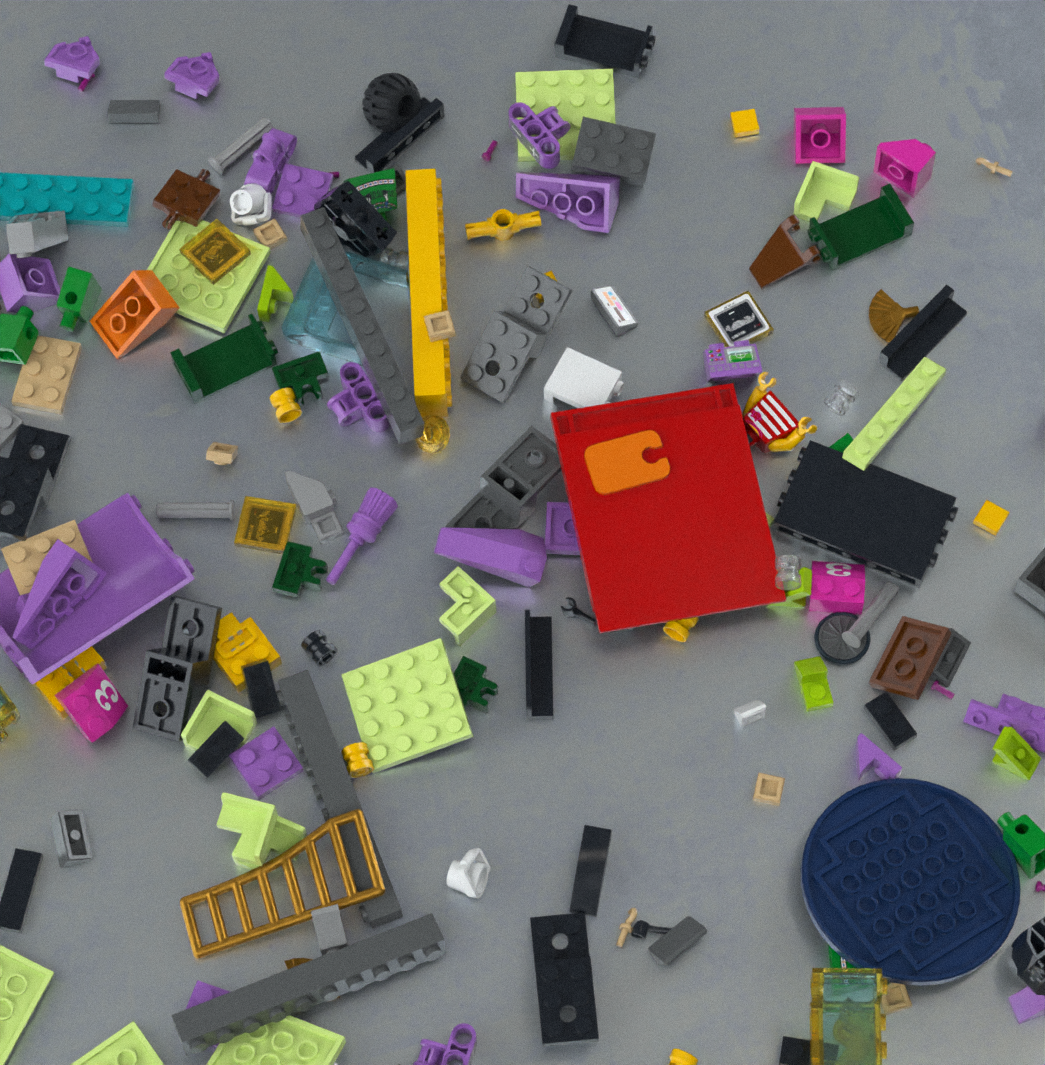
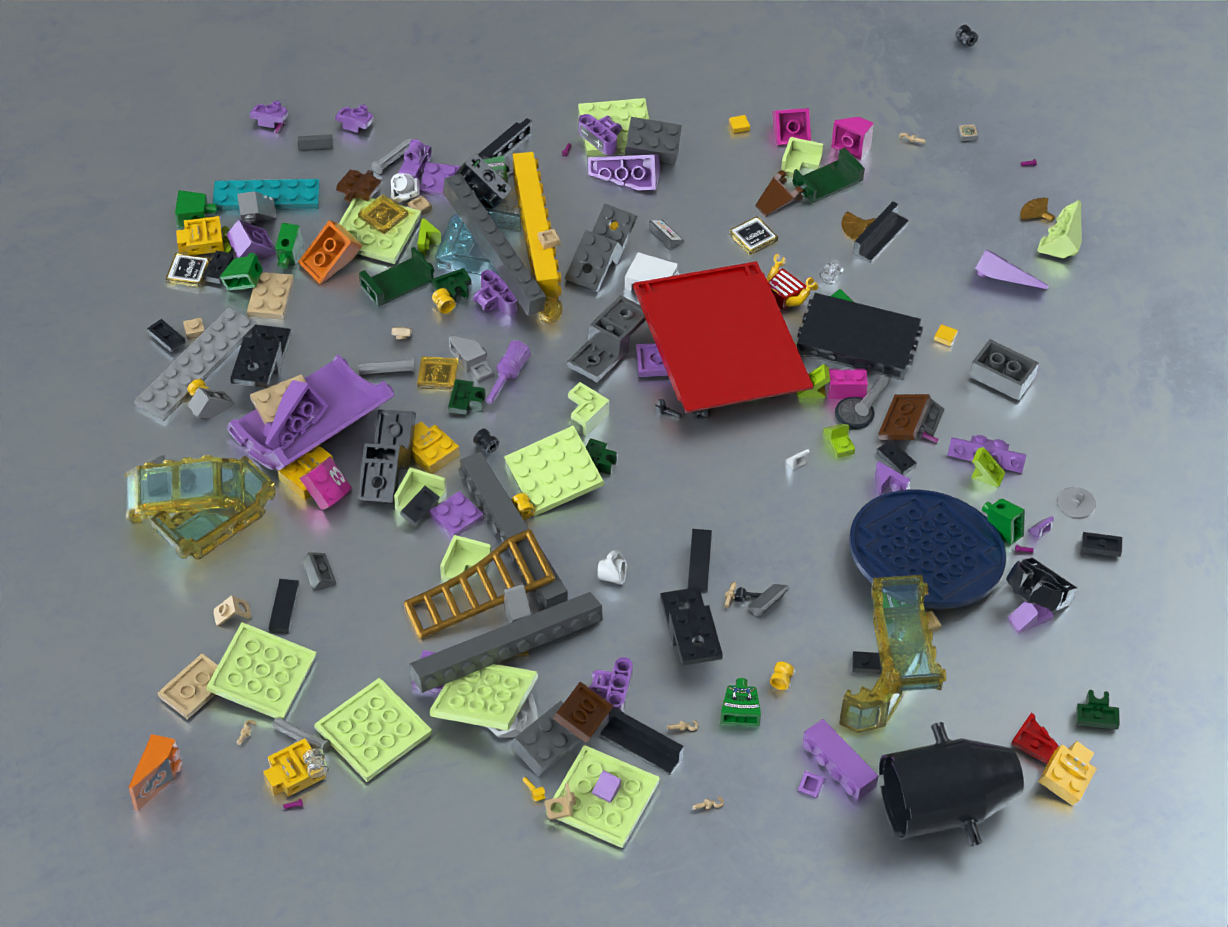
camera: 10 degrees left, 15 degrees down
(251, 819) = (452, 539): yellowish green panel -> none
(260, 688) = (448, 465): black plate -> none
(390, 102) = (494, 123): black wheel -> none
(501, 552) = (605, 373): medium lavender wedge -> none
(503, 216) = (582, 188): yellow pin -> none
(538, 667) = (644, 443): black panel -> none
(603, 44) = (636, 85): black panel -> none
(620, 464) = (687, 309): orange piece -> none
(680, 629) = (740, 411): yellow wheel -> none
(731, 362) = (758, 251): medium lavender slope -> none
(768, 789) = (818, 504): tan tile -> none
(788, 572) = (812, 367): clear wheel -> none
(894, 413) = (869, 276): yellowish green plate -> none

